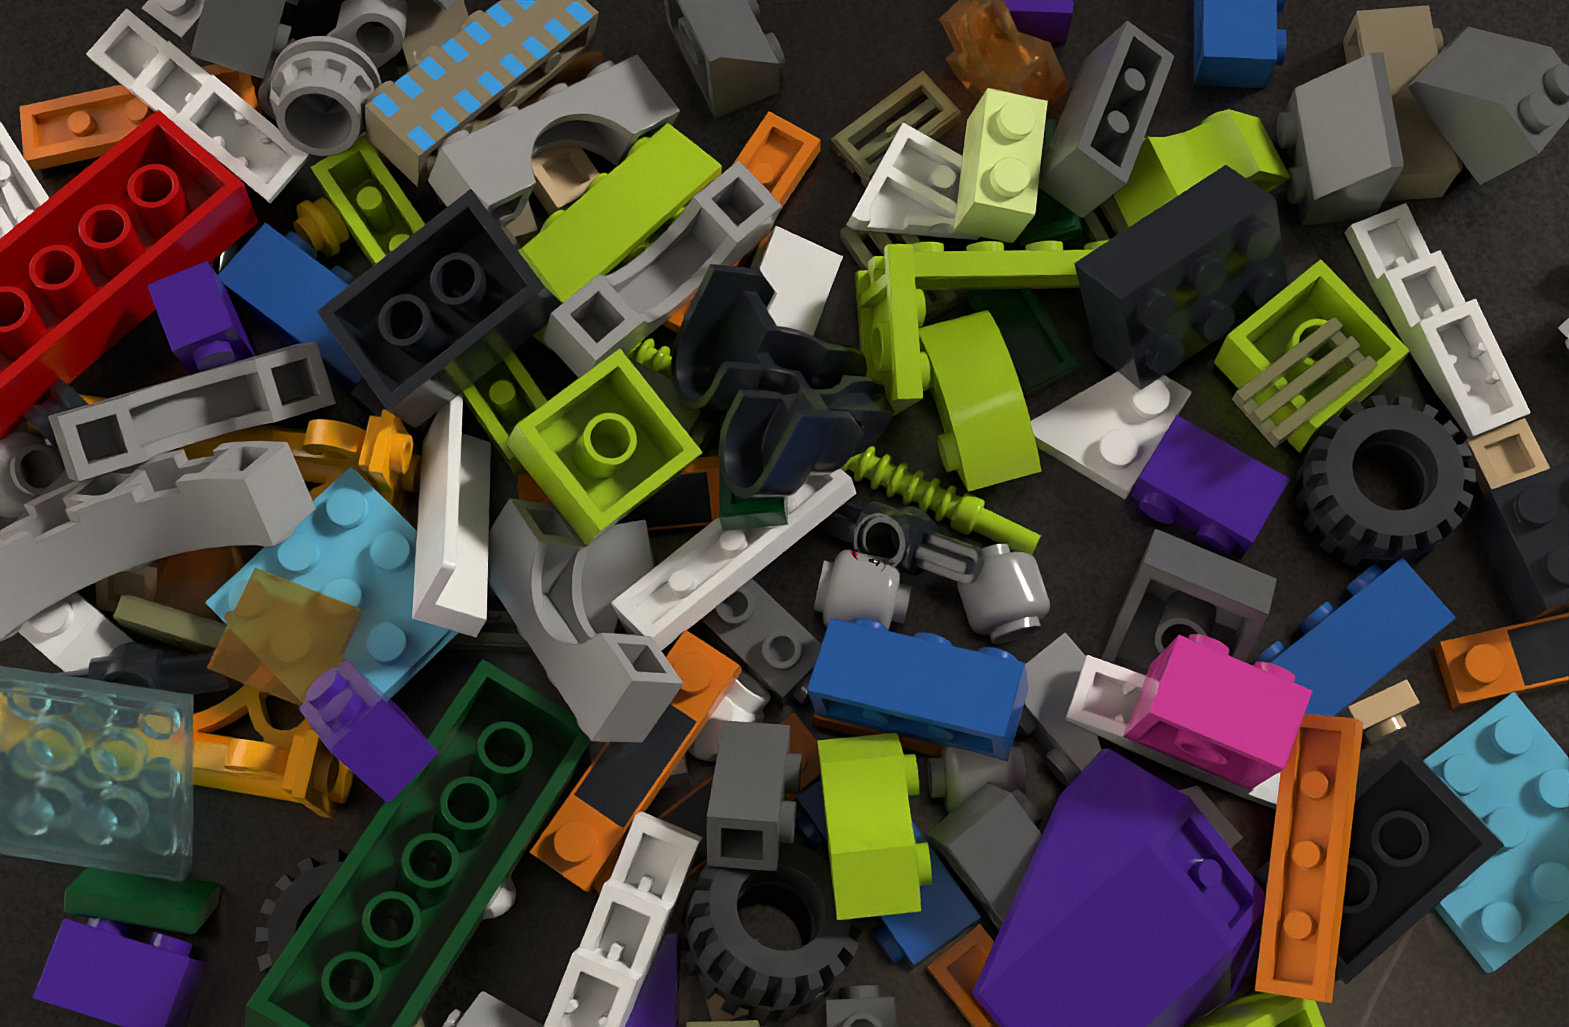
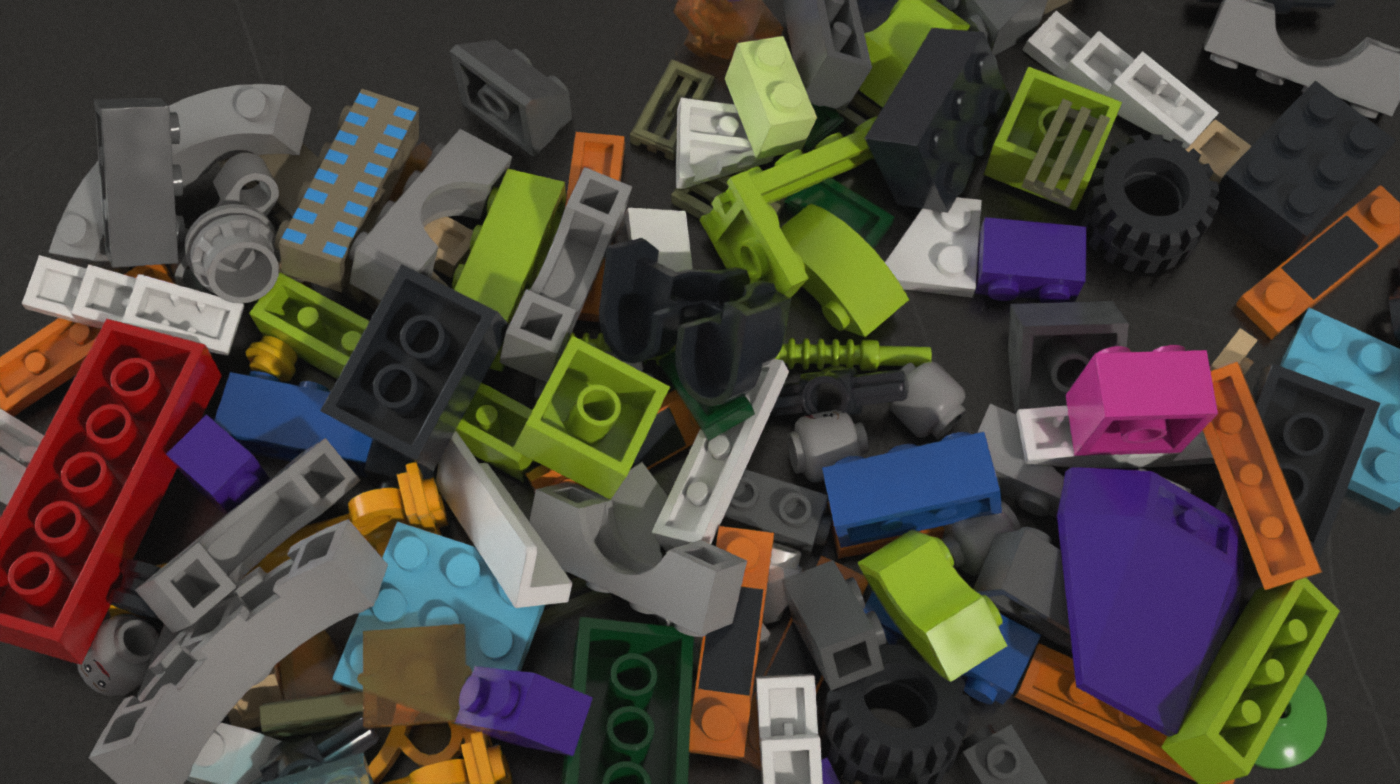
camera: 30 degrees left, 5 degrees down
(1363, 638) = (1196, 304): blue brick -> none

